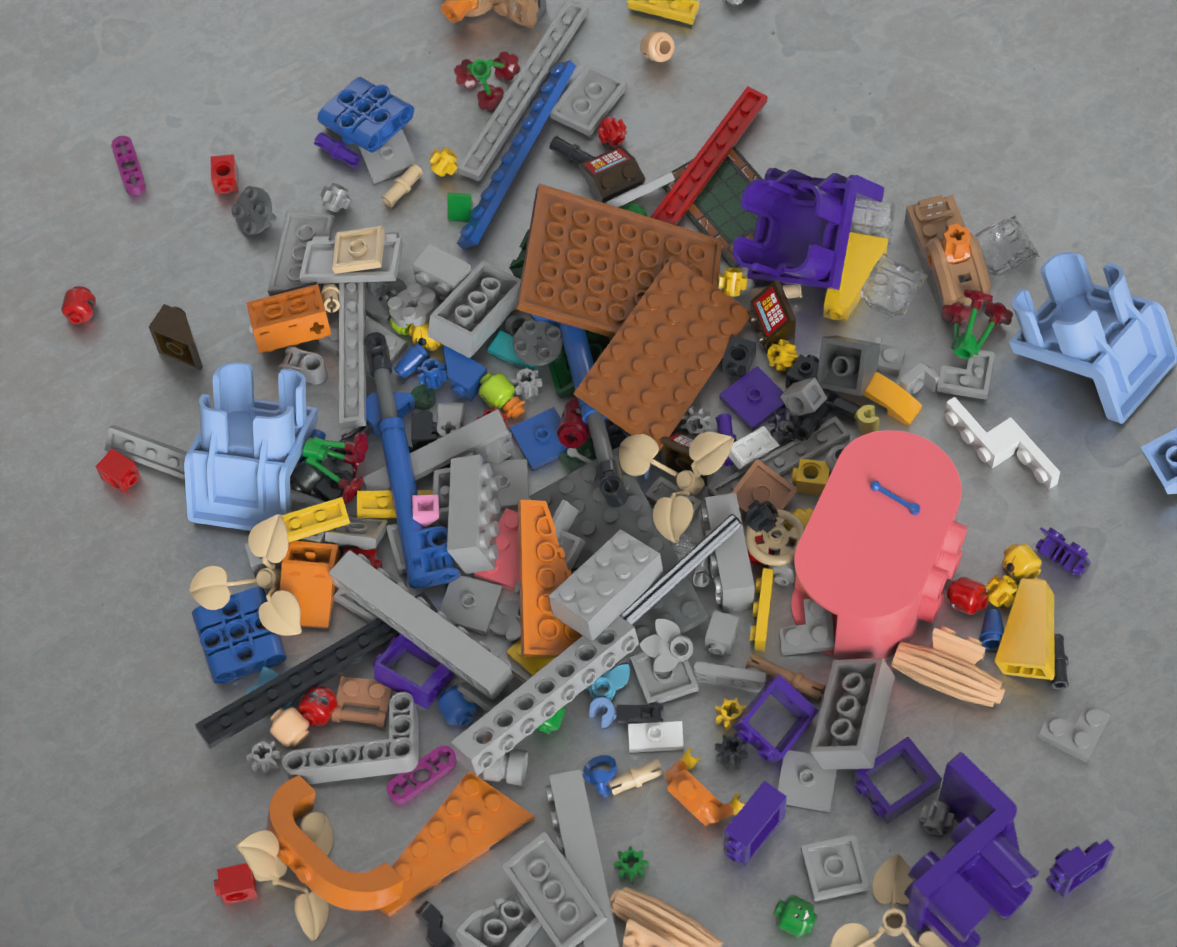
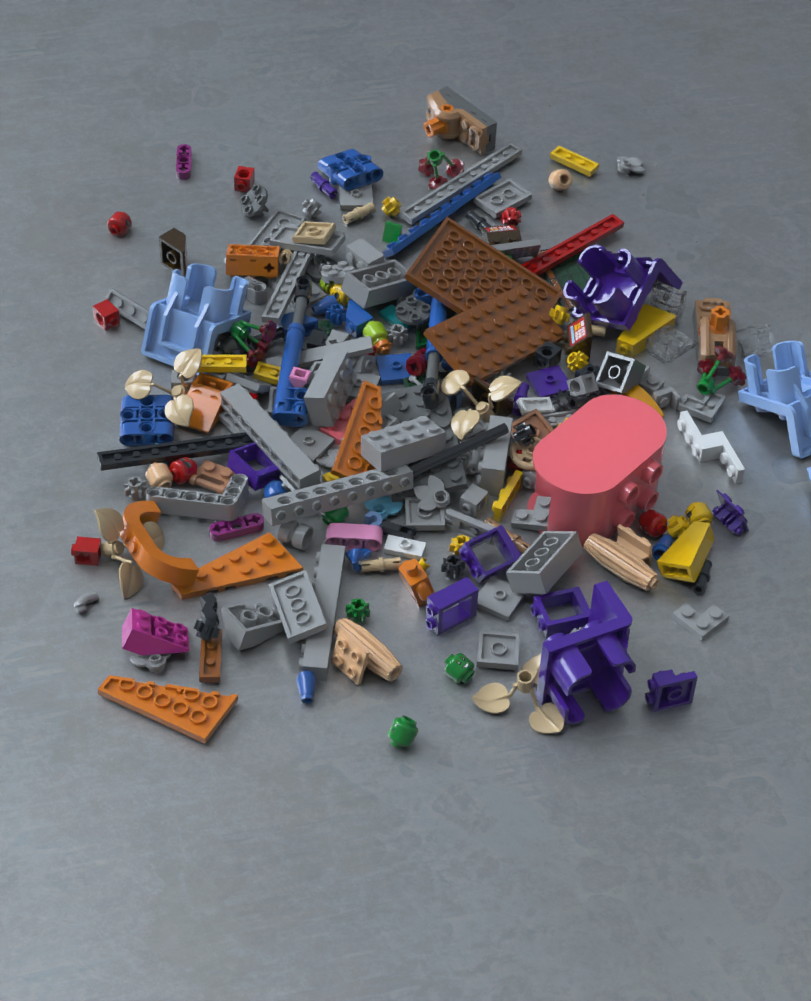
camera: 10 degrees right, 15 degrees down
(584, 743) = (354, 536): none -> bright pink beam
(913, 508) = (627, 441): blue hinge -> none

